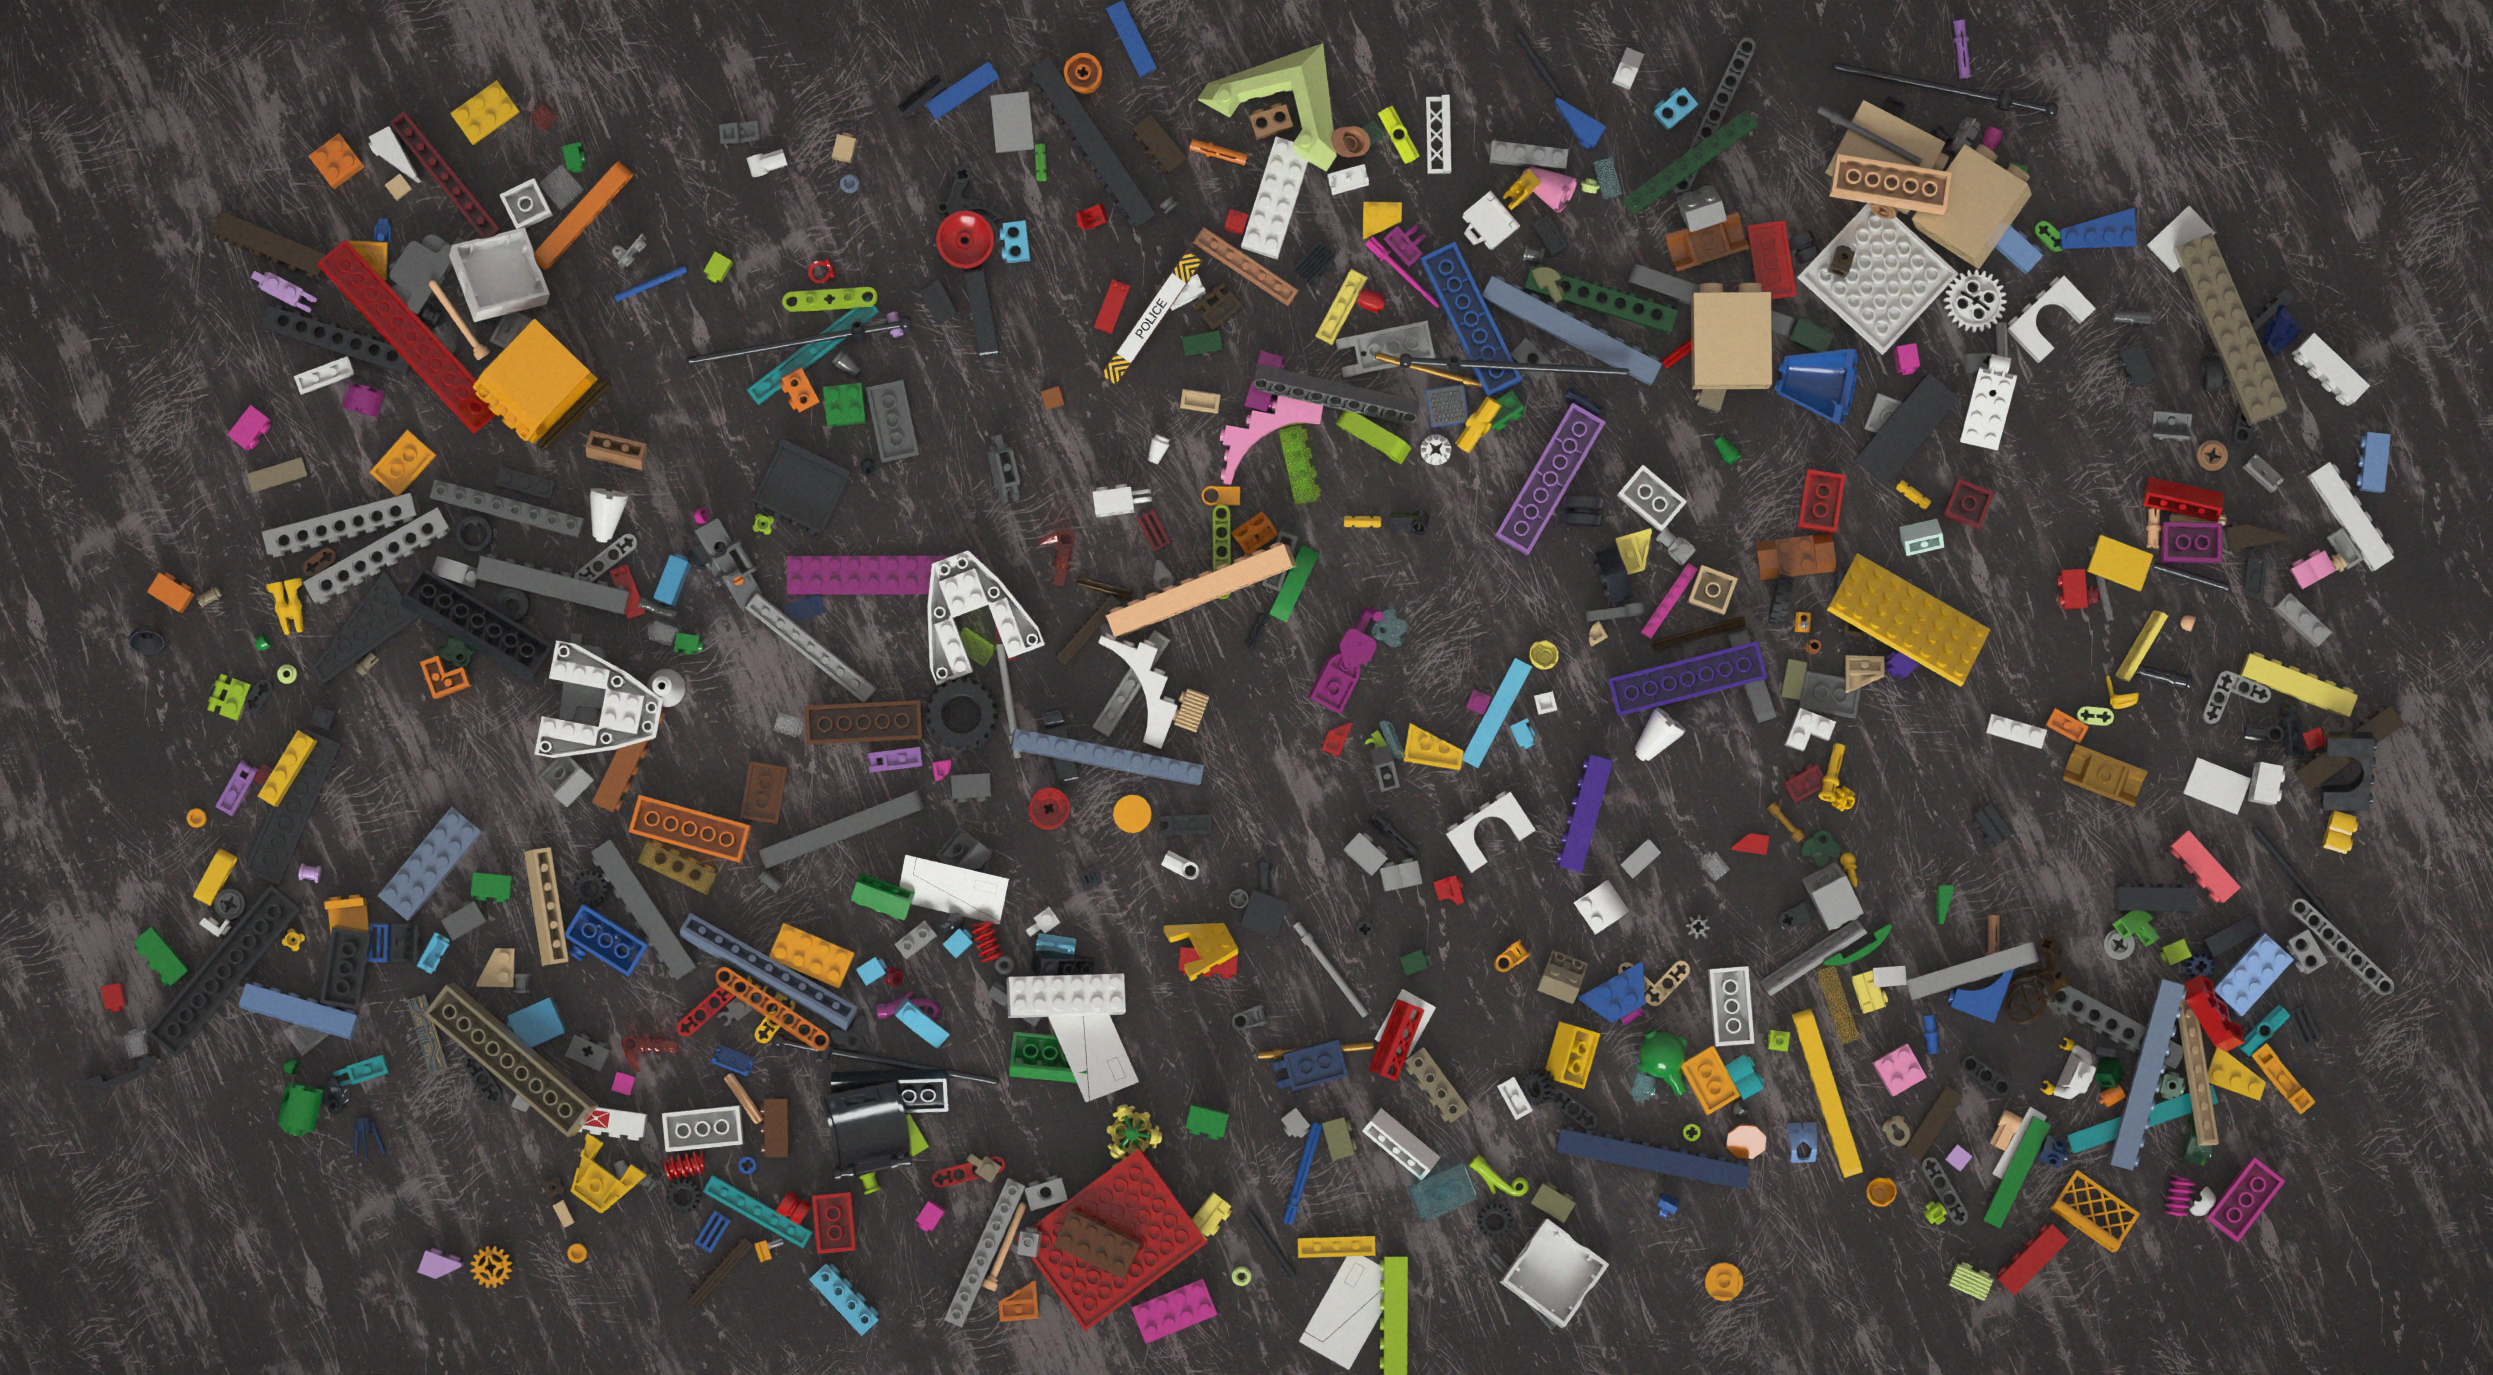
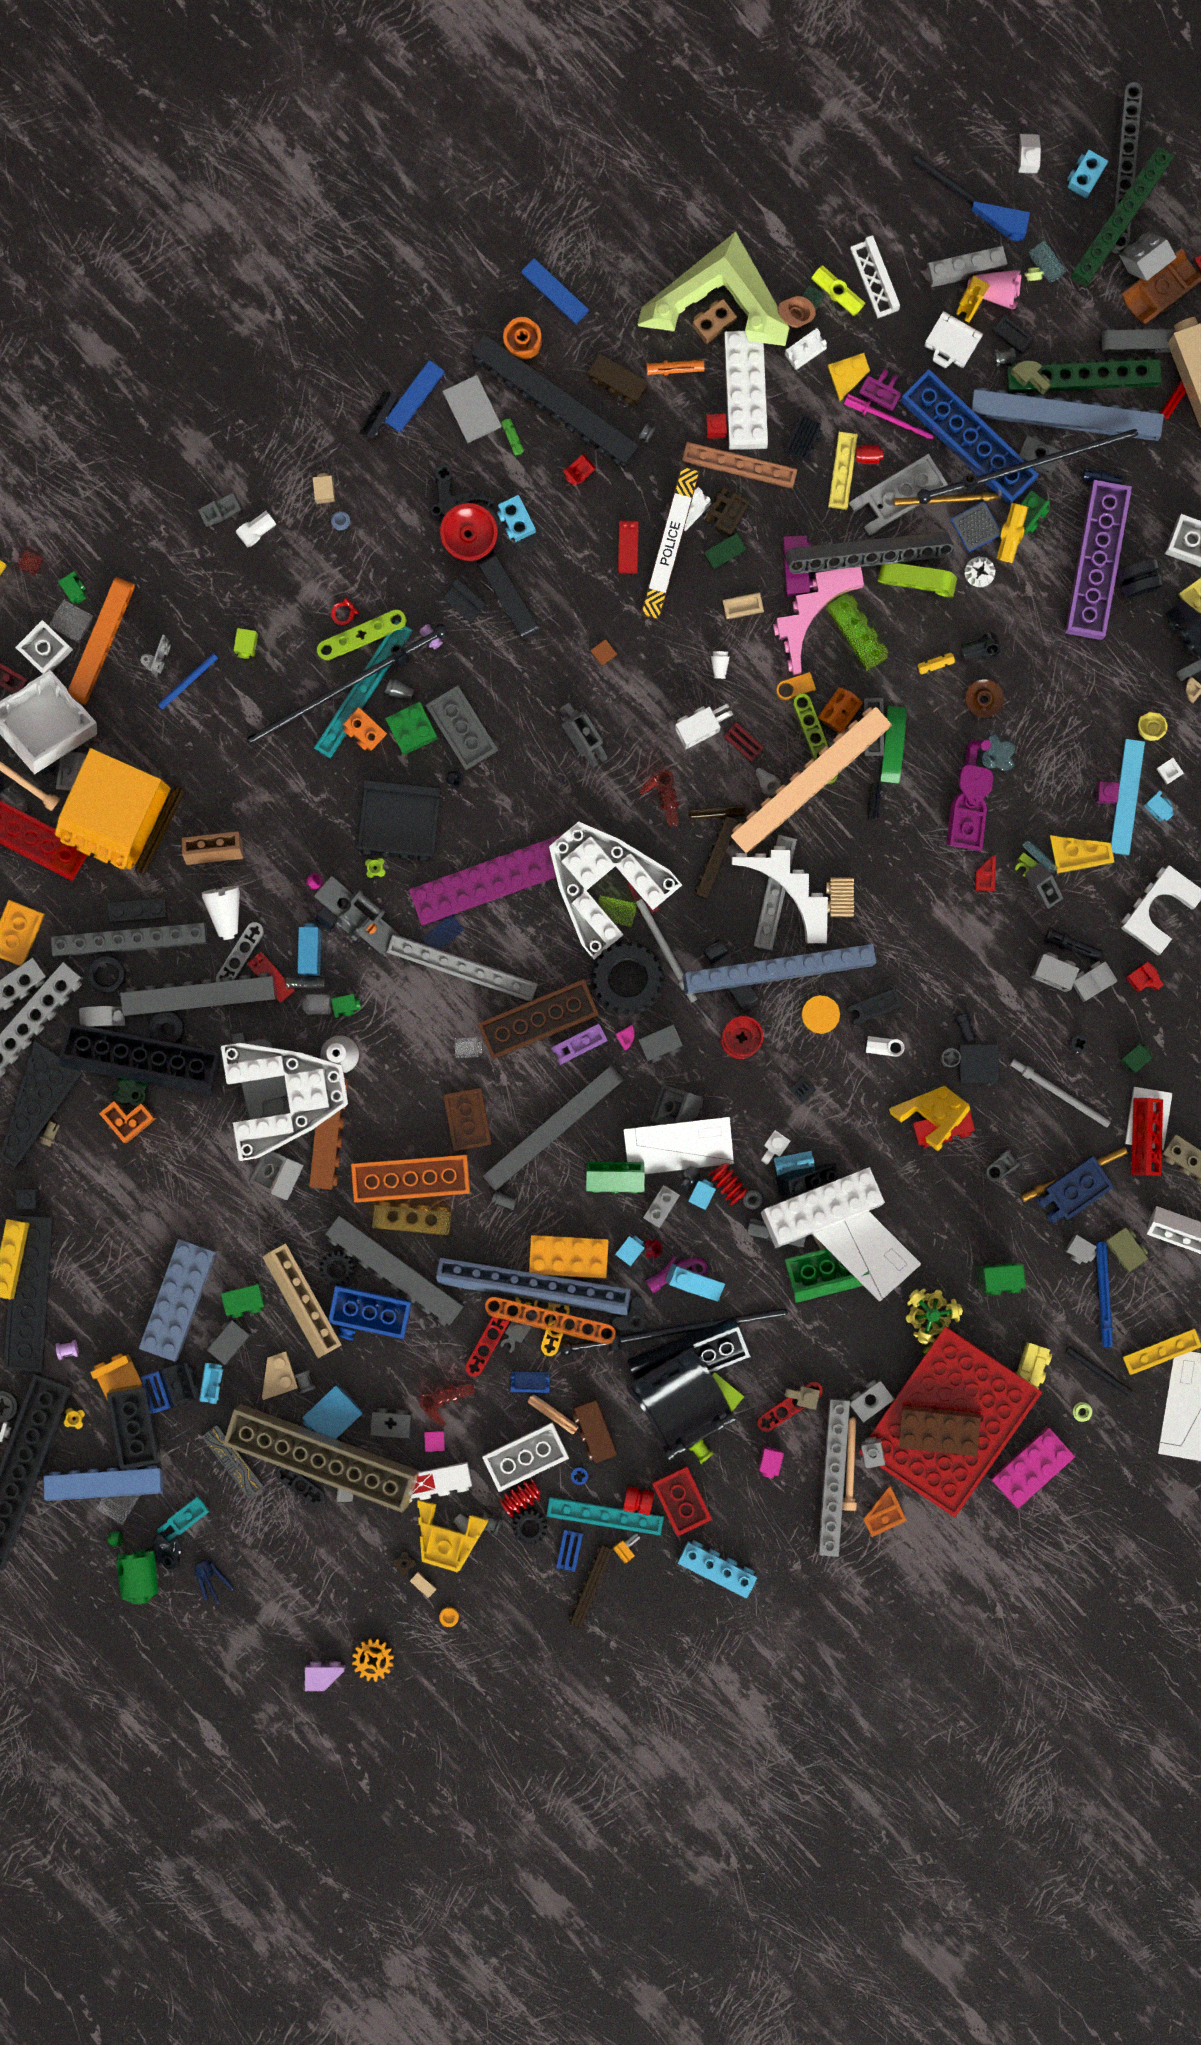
camera: 15 degrees left, 0 degrees up
(1400, 562) = (993, 694): none -> reddish brown dish

